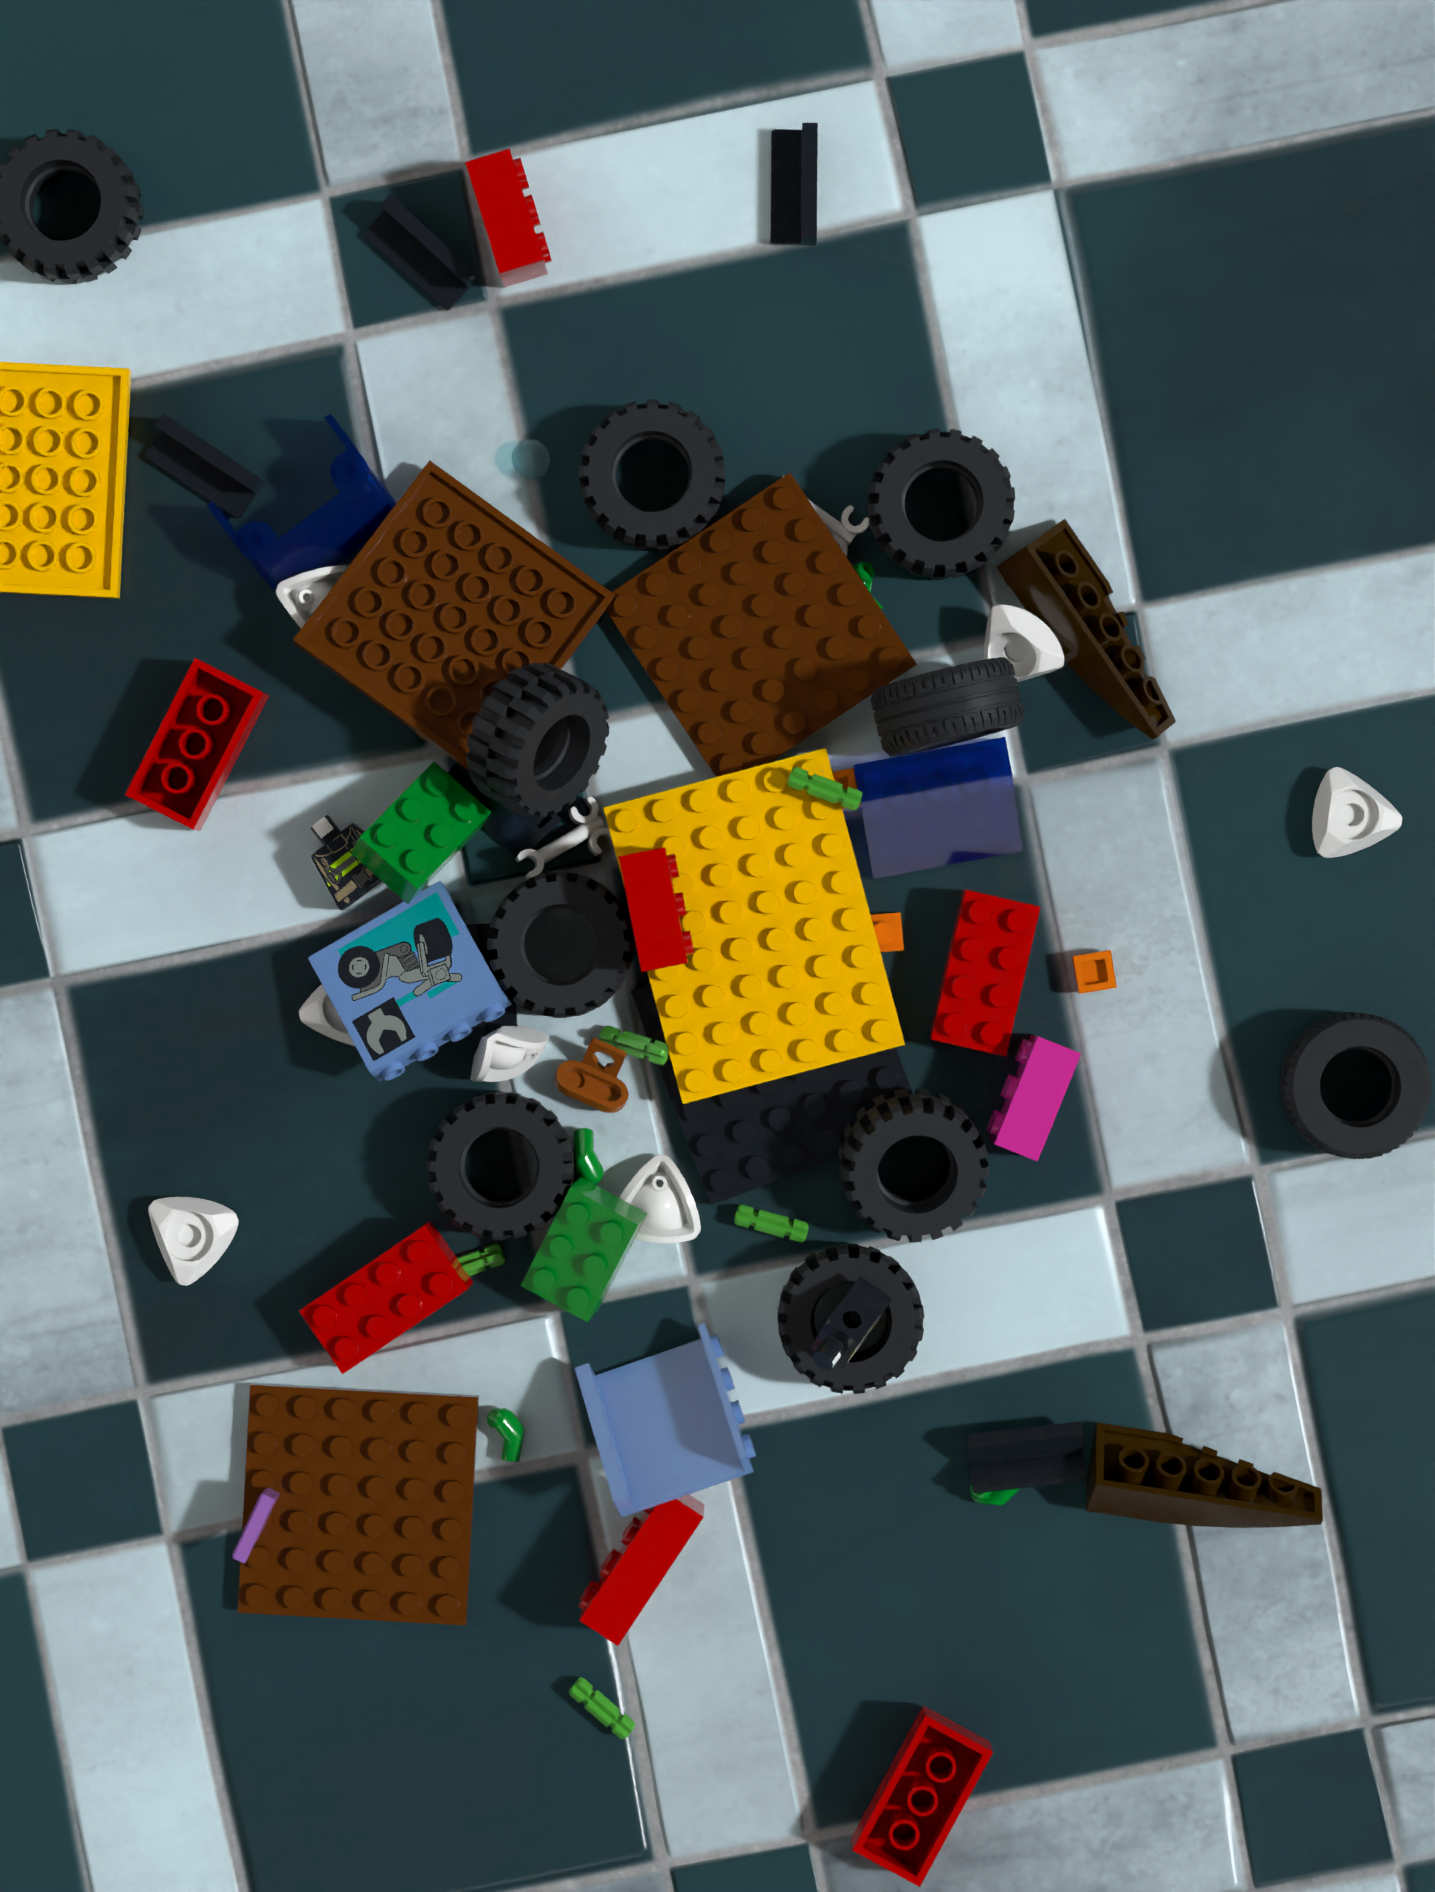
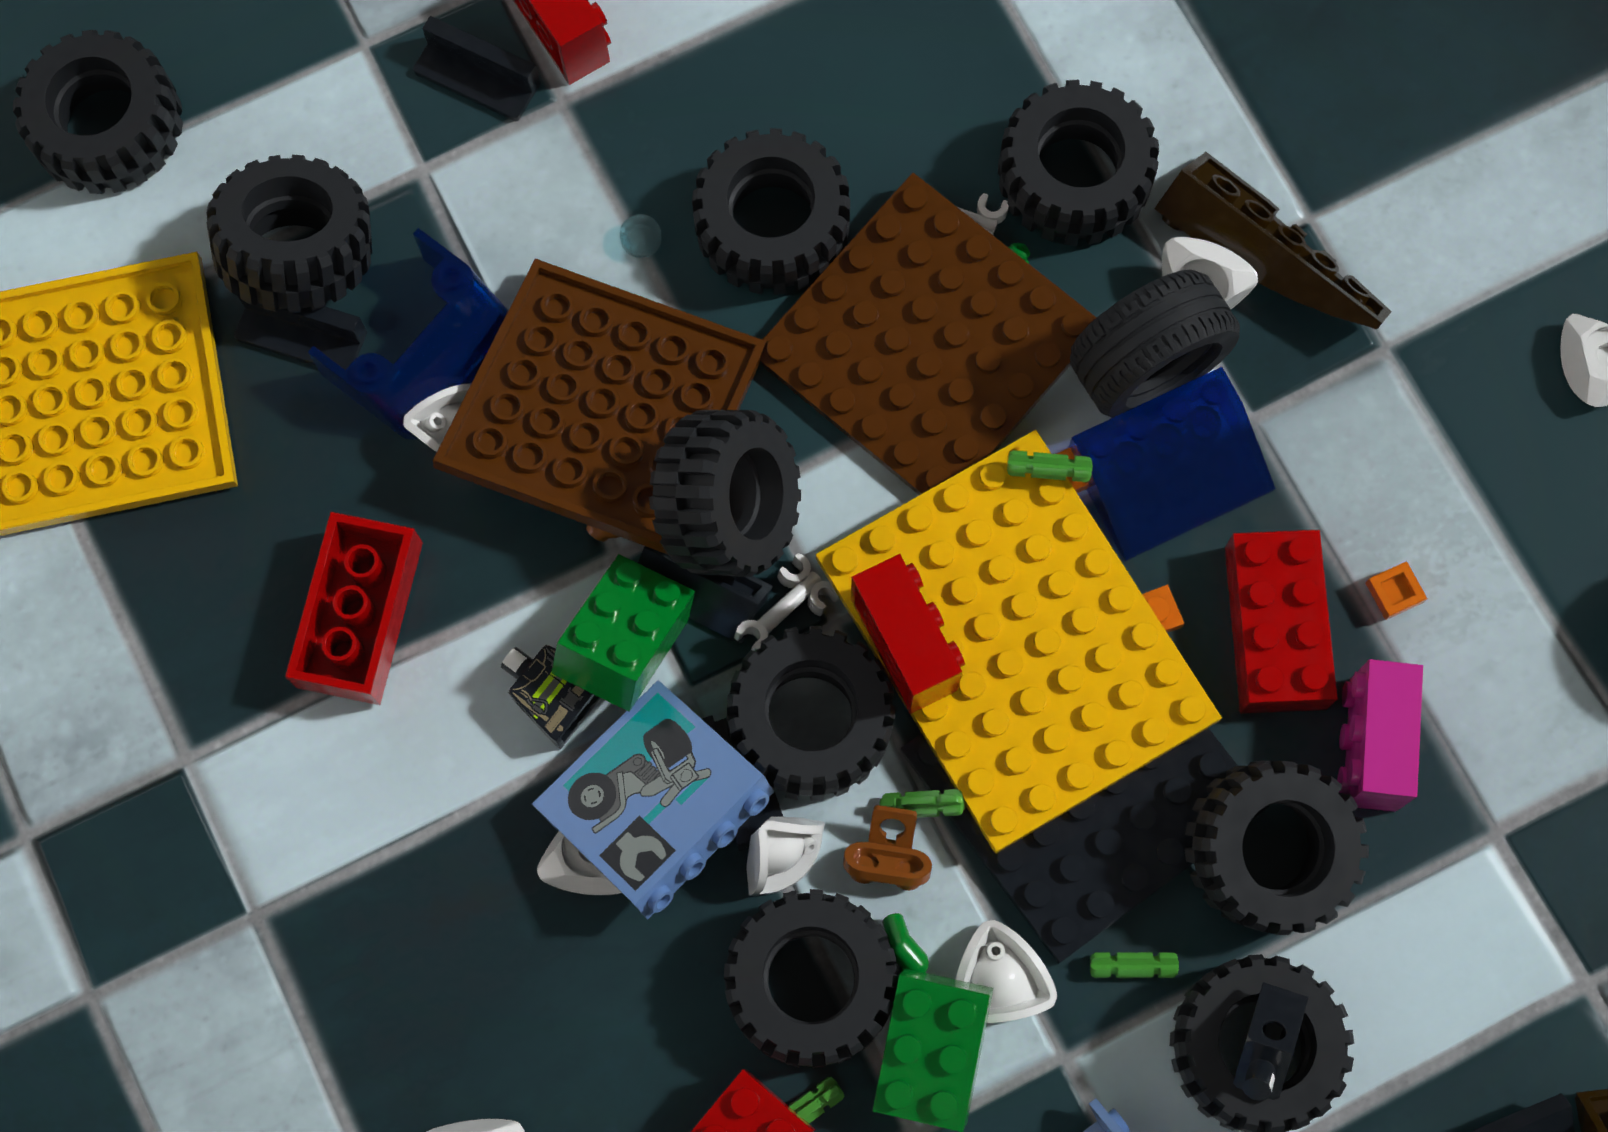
camera: 15 degrees left, 15 degrees down
(222, 340) = (281, 195): none -> black tyre

